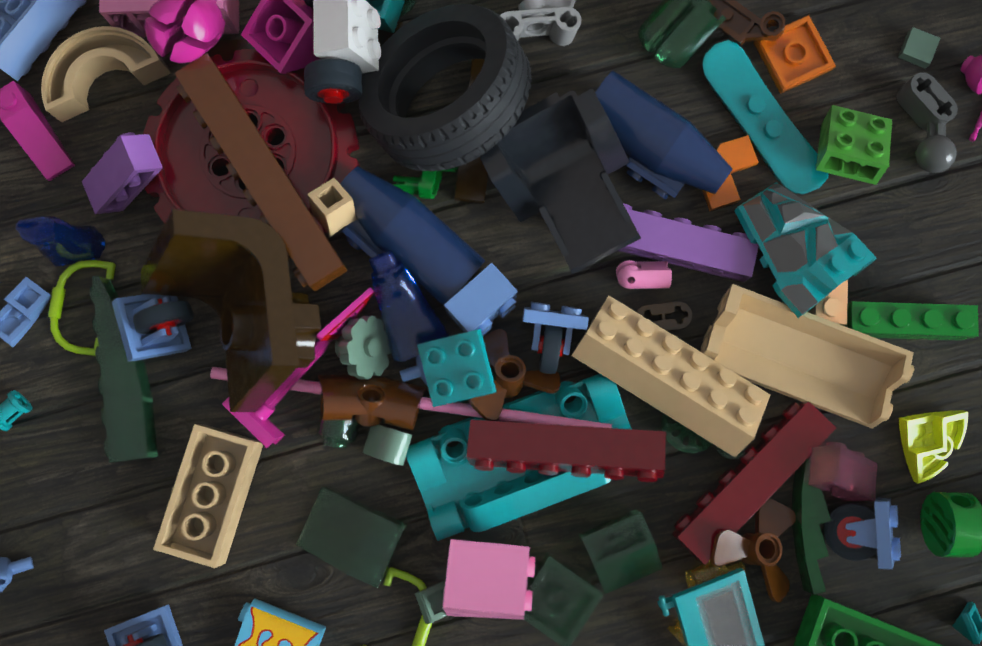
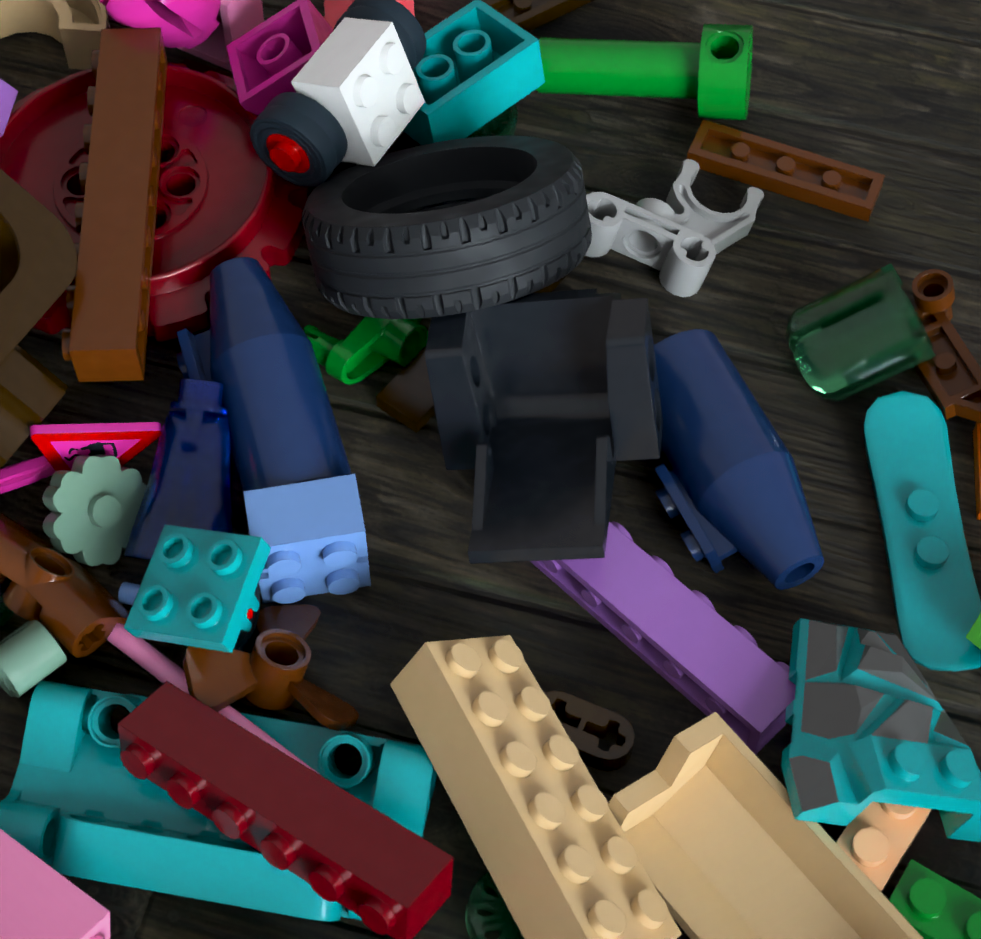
camera: 30 degrees right, 25 degrees down
(332, 206) = (184, 288): tan brick -> none
(551, 343) = (381, 635): medium blue plate -> none
(644, 275) = (590, 649): bright pink piece -> none
(740, 156) = (849, 565): orange tile -> none

